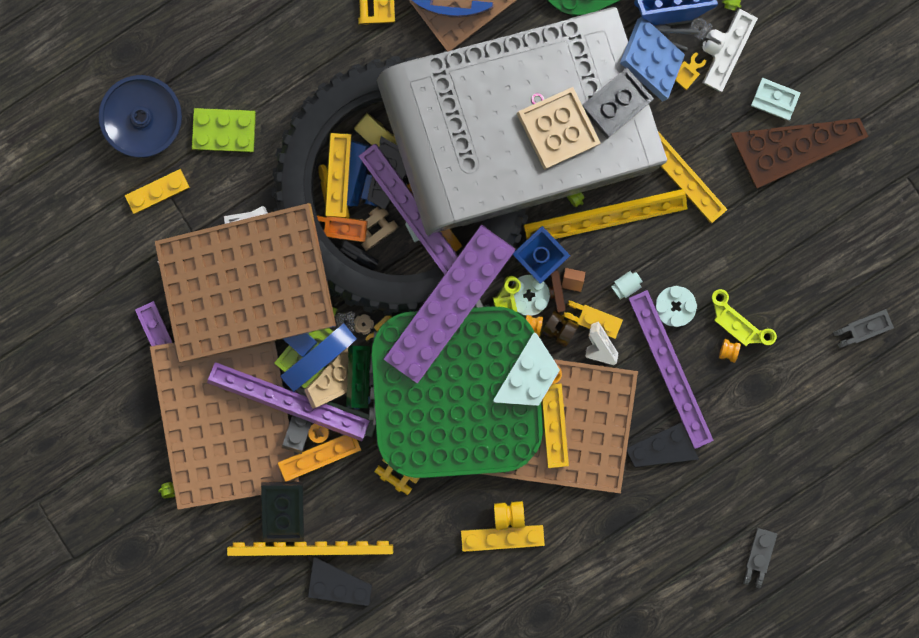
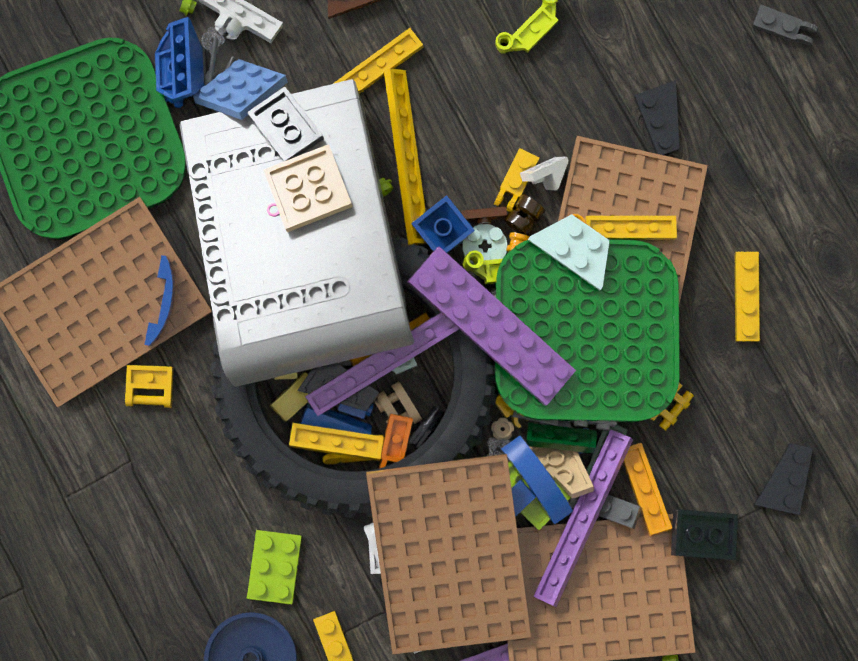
camera: 85 degrees left, 5 degrees down
(302, 548) = (746, 516): yellow plate -> none
(316, 431) = (620, 482): light orange wheel -> none
(509, 515) = (724, 283): yellow wheel -> none
(573, 279) = (471, 197): nougat slope -> none
(627, 285) = (482, 140): light aqua brick -> none
(670, 369) = (576, 101): medium lavender plate -> none
(676, 318) = (509, 78): light aqua plate -> none
(688, 73) = (258, 56): yellow plate -> none
(729, 350) = (561, 38): light orange wheel -> none

